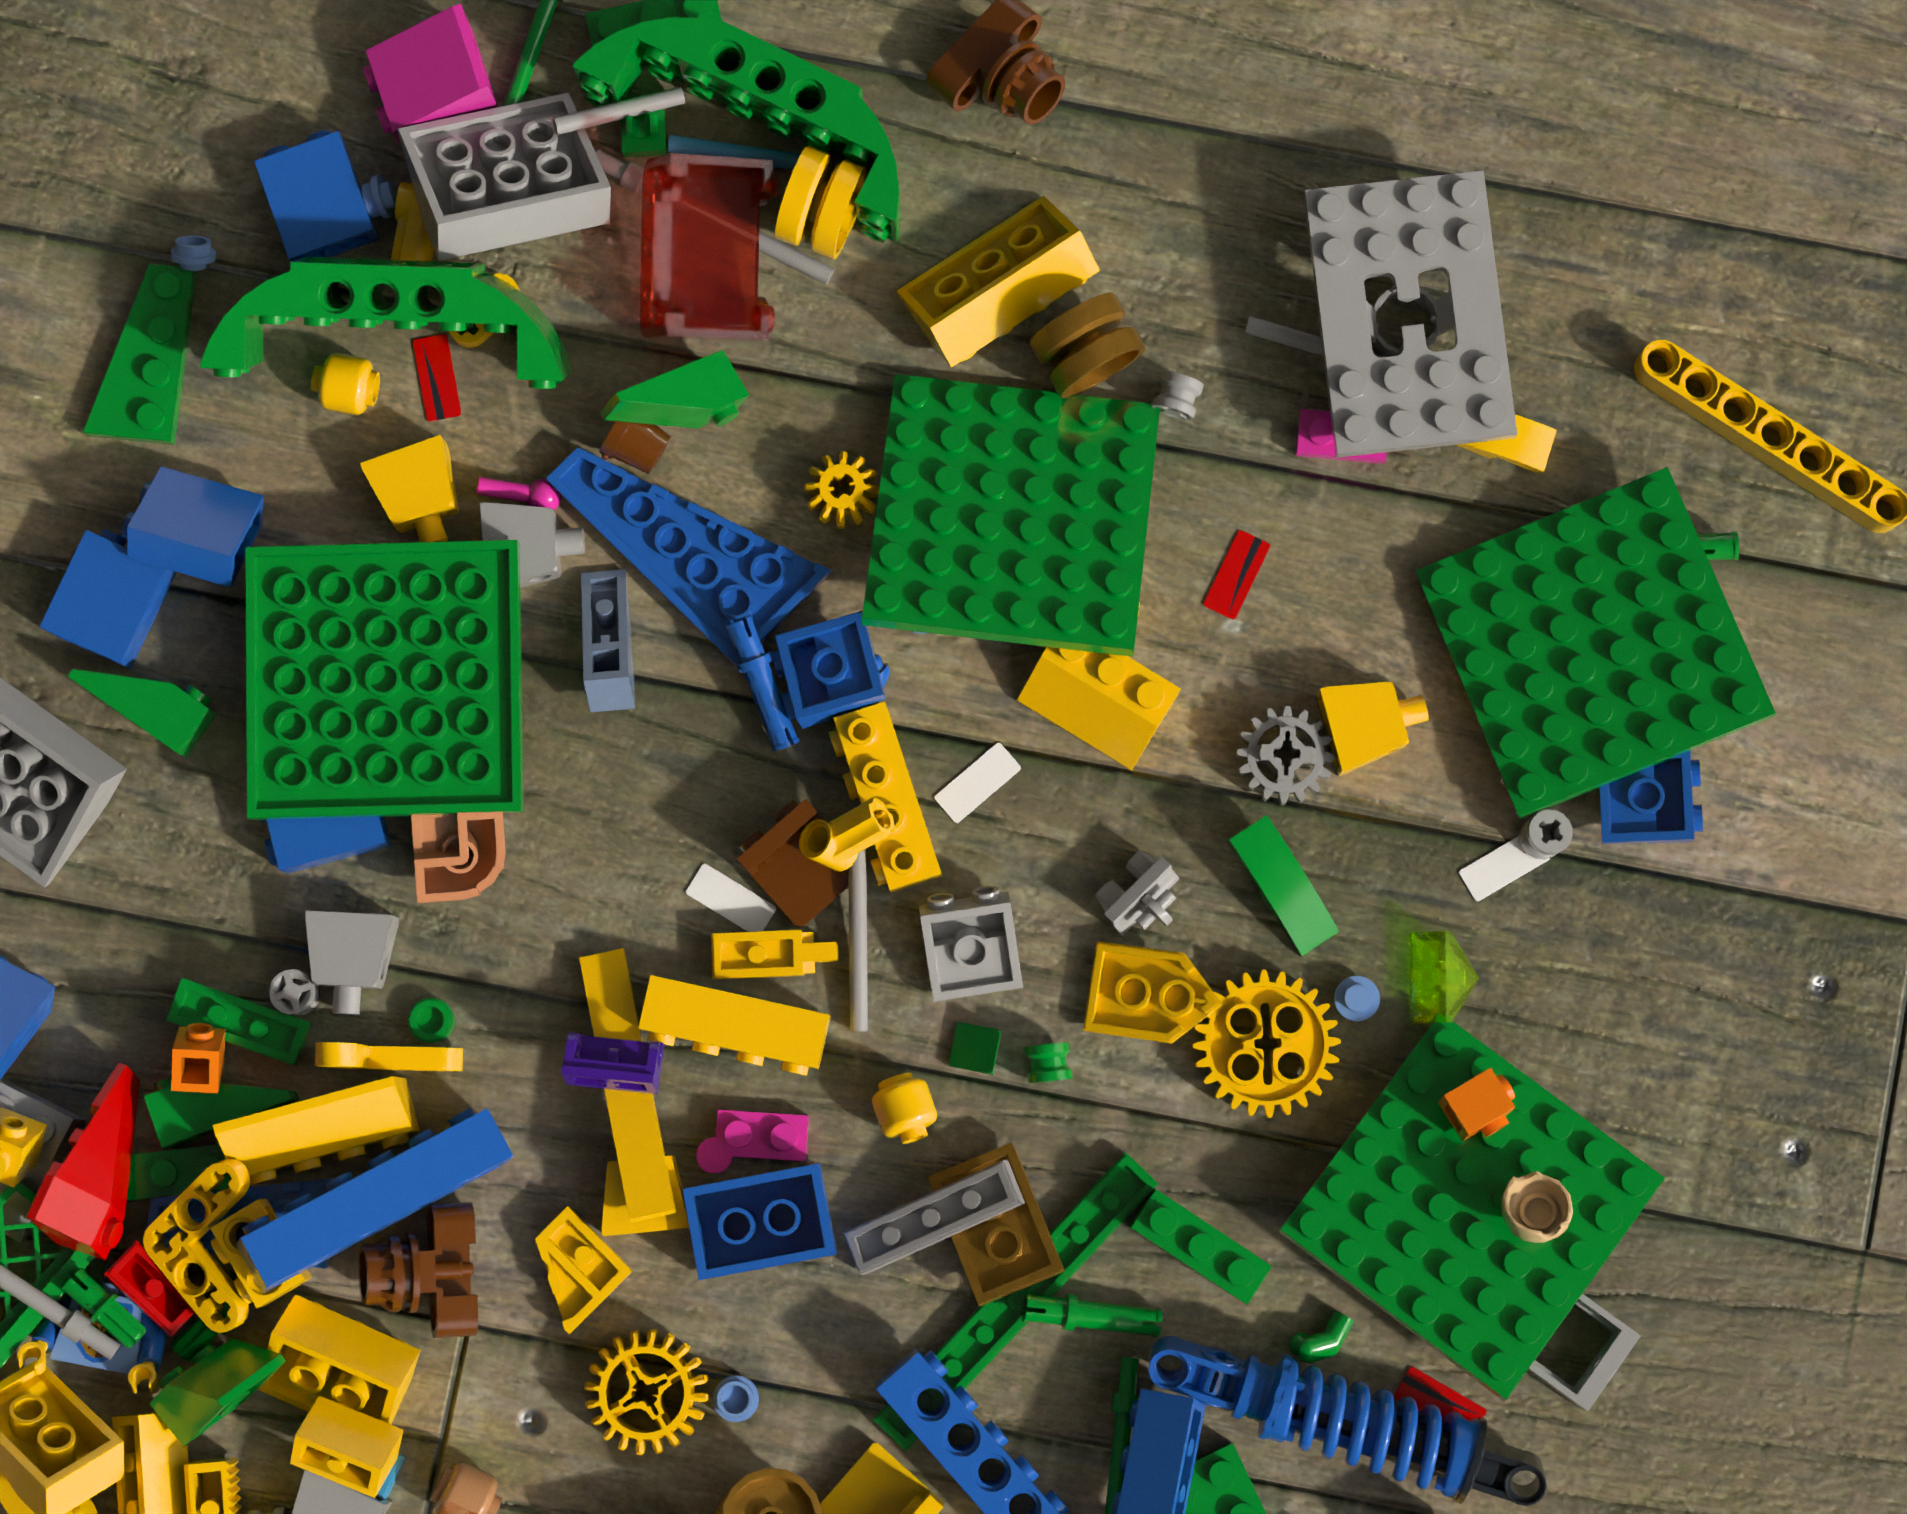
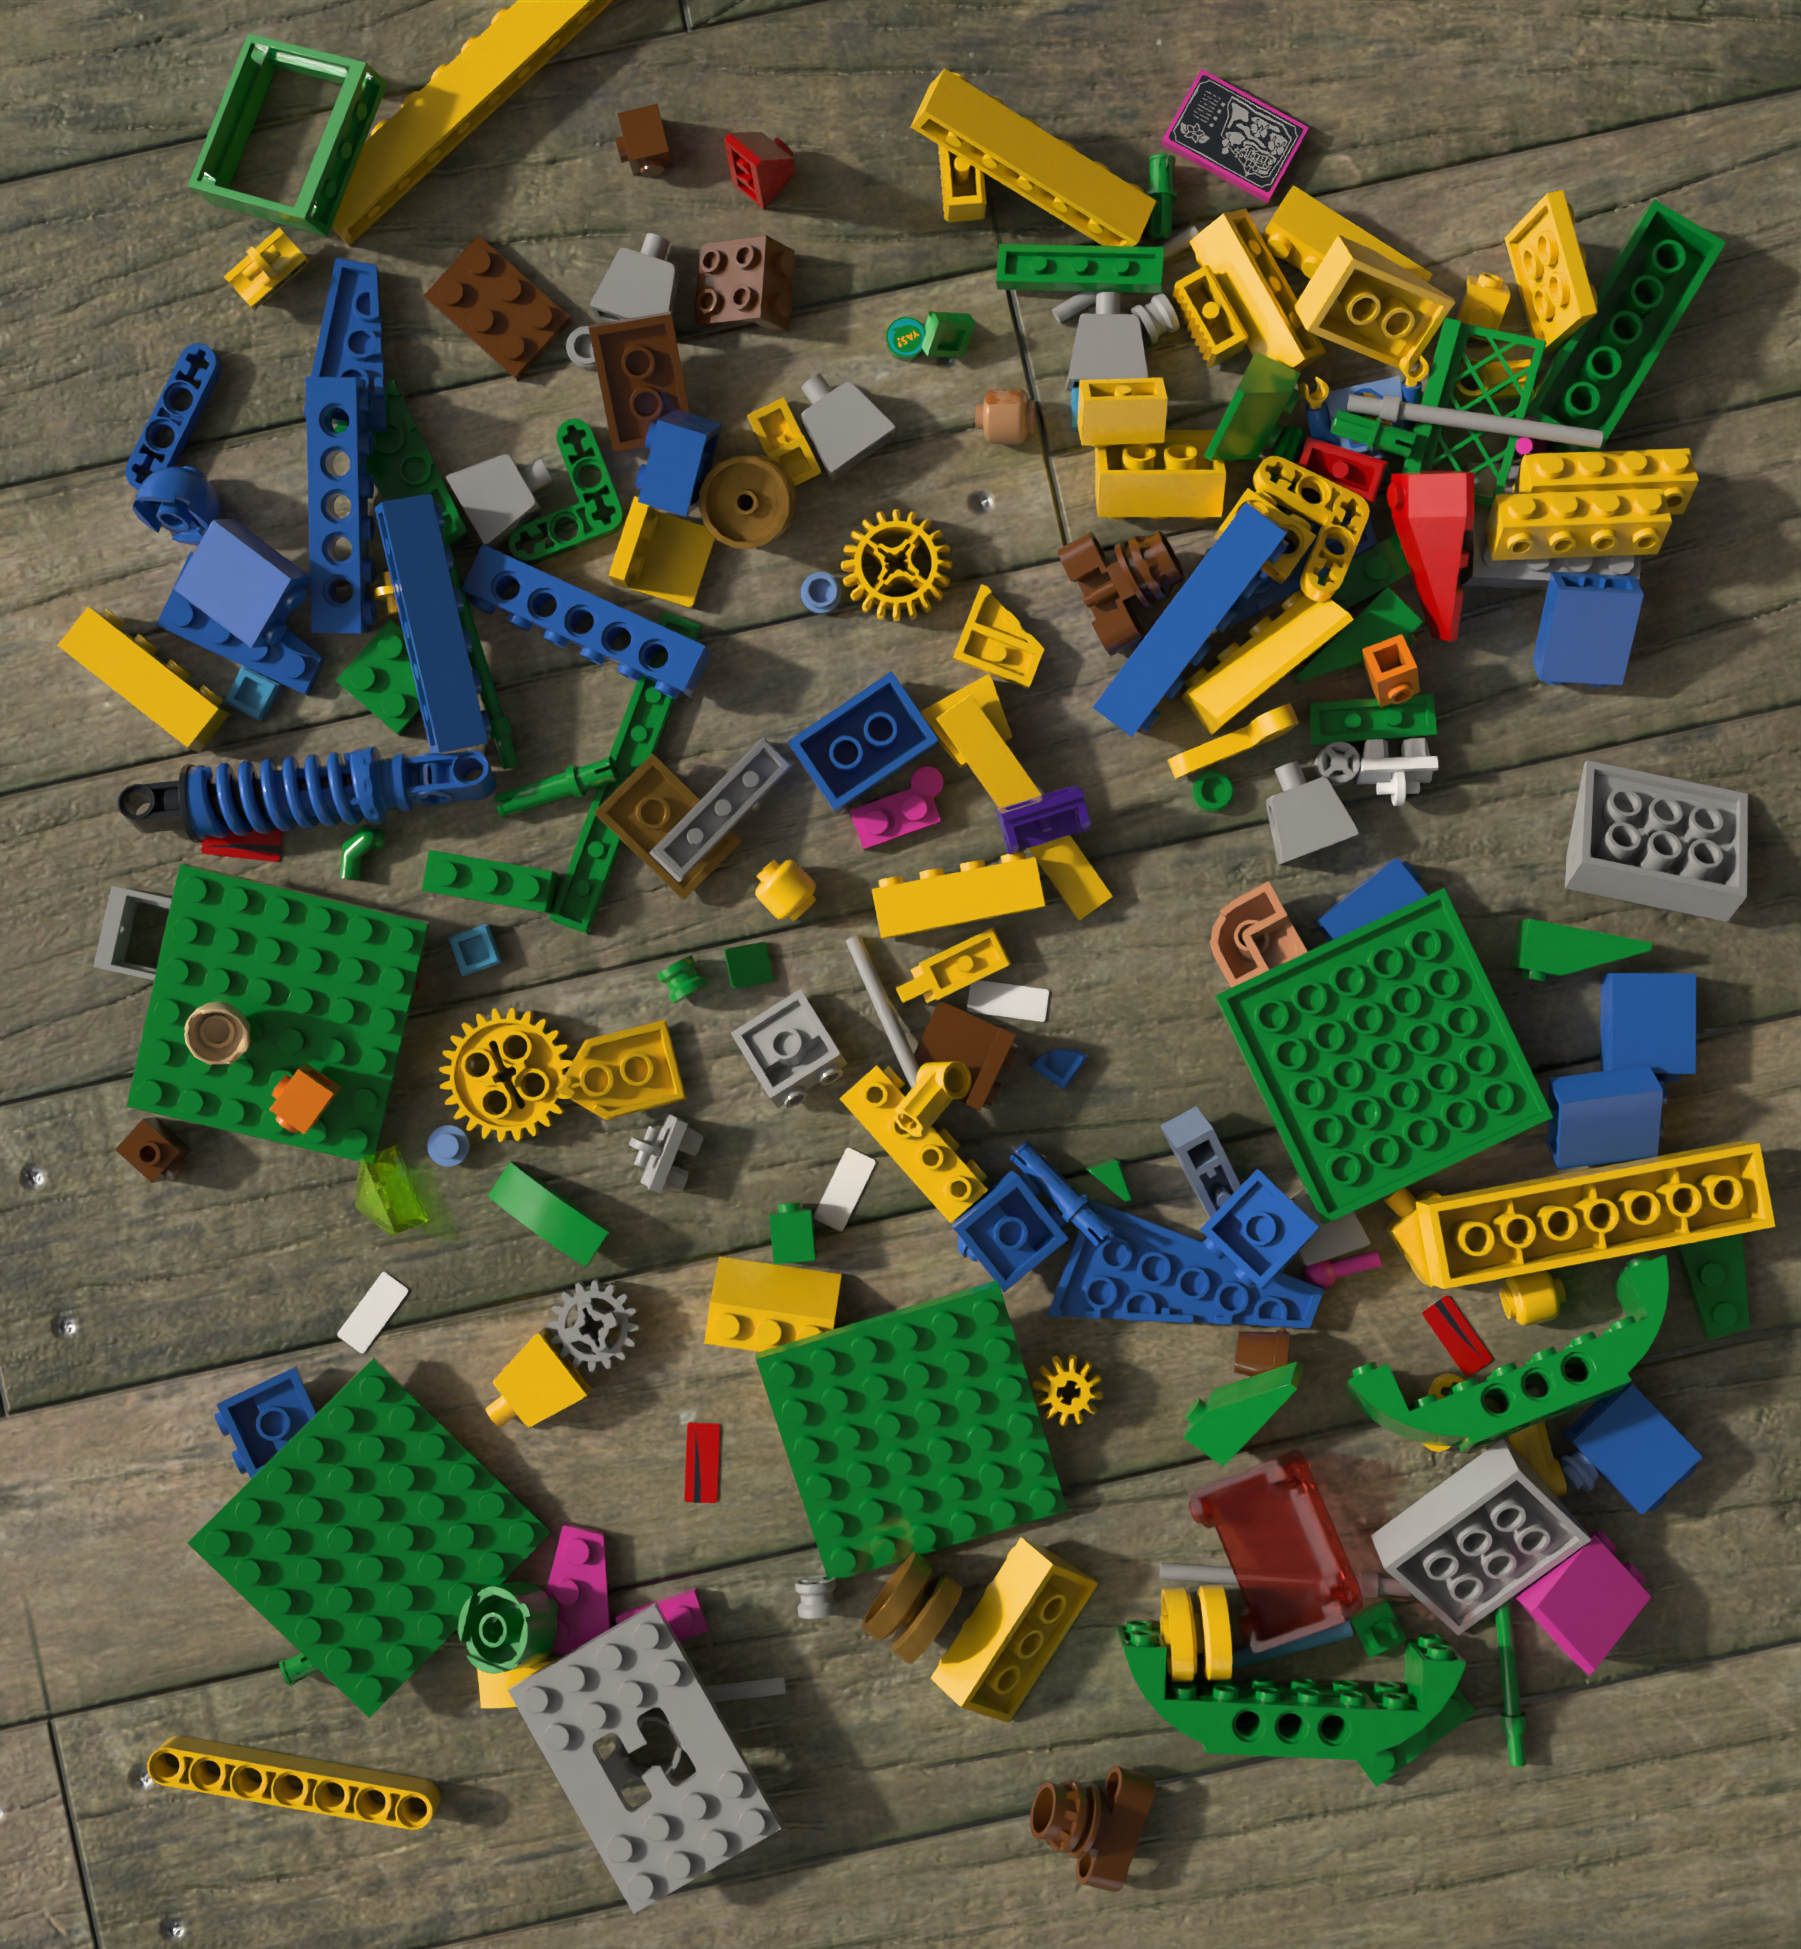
camera: 160 degrees right, 5 degrees up
(193, 252) = (1716, 1353): medium blue plate -> none
(219, 955) = (1396, 774): none -> white hips
(249, 436) = (1595, 1214): none -> yellow brick
(584, 561) = (1258, 1231): none -> blue plate
(618, 110) = (1407, 1638): light grey bar -> none
(704, 679) = (1112, 1176): none -> green slope
(708, 812) = (1059, 1065): none -> blue tile
(1047, 760) = (792, 1233): none -> green brick
(1246, 1185) = (475, 950): none -> dark azure tile
(1415, 500) = (580, 1587): none -> dark pink wing
(1493, 496) = (508, 1627): none -> green brick
(1538, 840) = (355, 1349): light grey wheel -> none
(1656, 1122) = (154, 1150): none -> reddish brown brick

